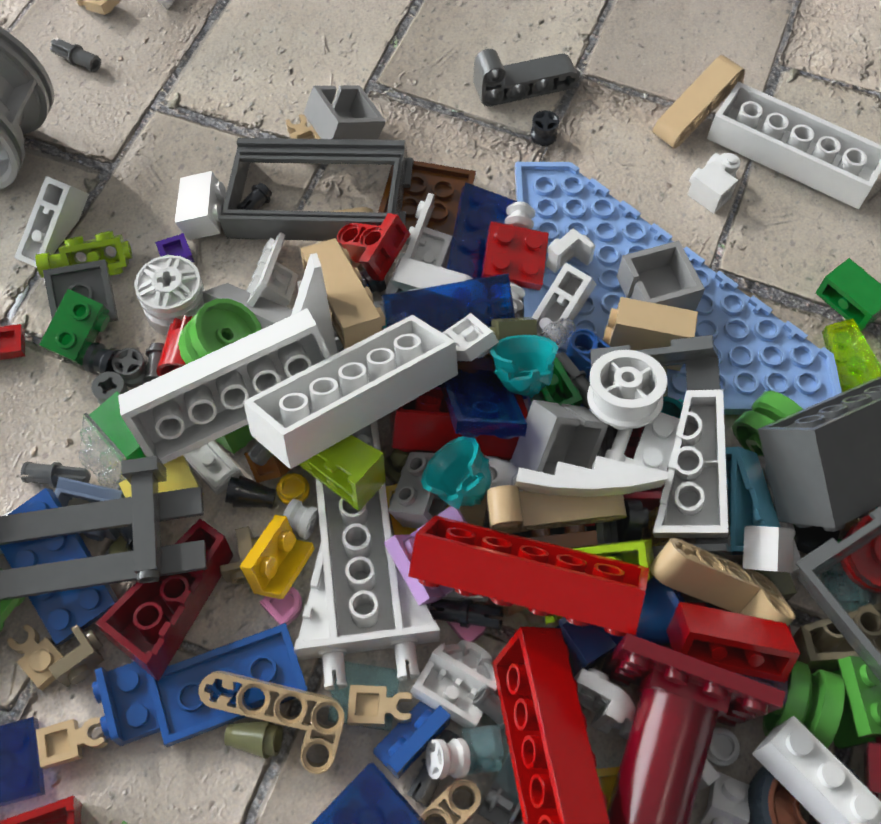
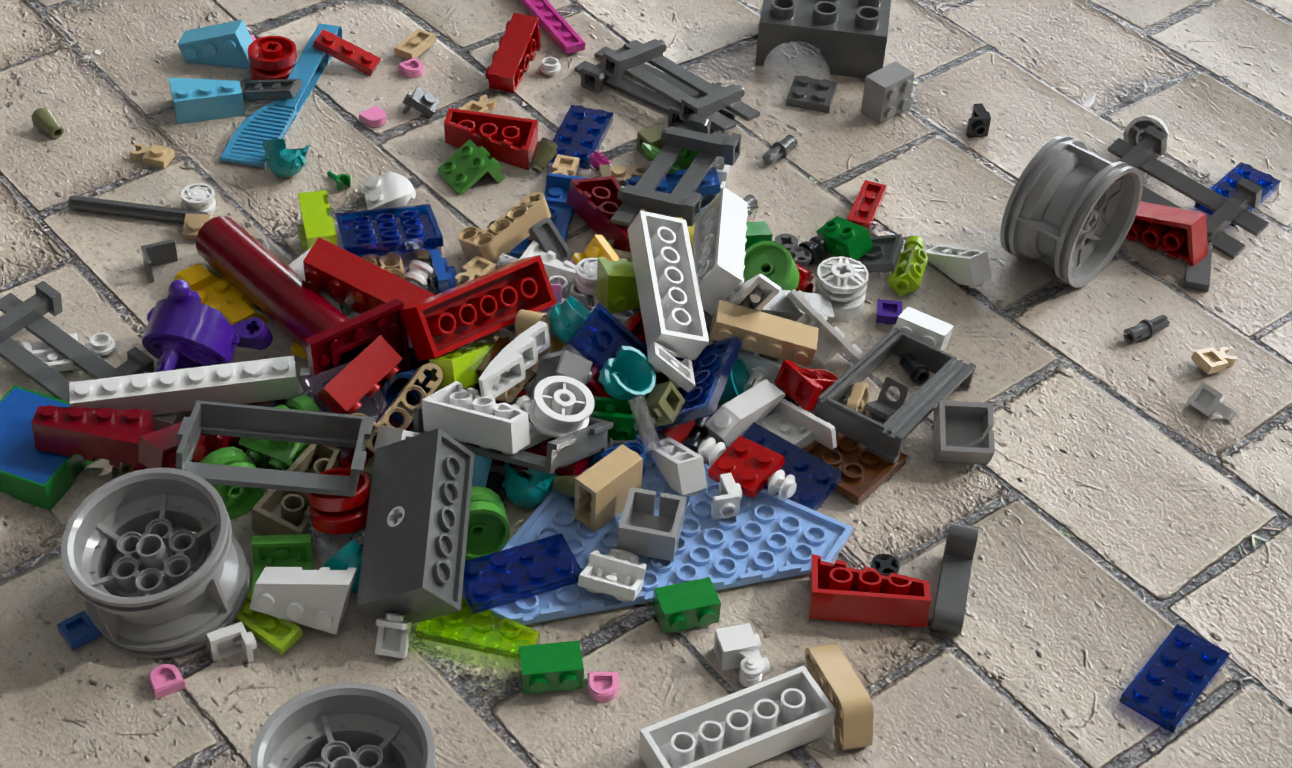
camera: 120 degrees right, 20 degrees down
(24, 702) = (598, 159): none -> dark pink plate
(53, 784) = (543, 154): none -> olive cone
(277, 636) = (549, 239): none -> dark grey piece
(329, 201) = (883, 407): none -> dark grey bracket
(338, 523) = (587, 276): none -> white wheel
(594, 125) = (866, 595): none -> red wedge
(706, 233) = (686, 605): none -> green brick
(731, 292) = (614, 574): none -> white slope
(777, 364) = (519, 573): none -> clear blue plate
(821, 262) = (602, 686): none -> bright pink tile

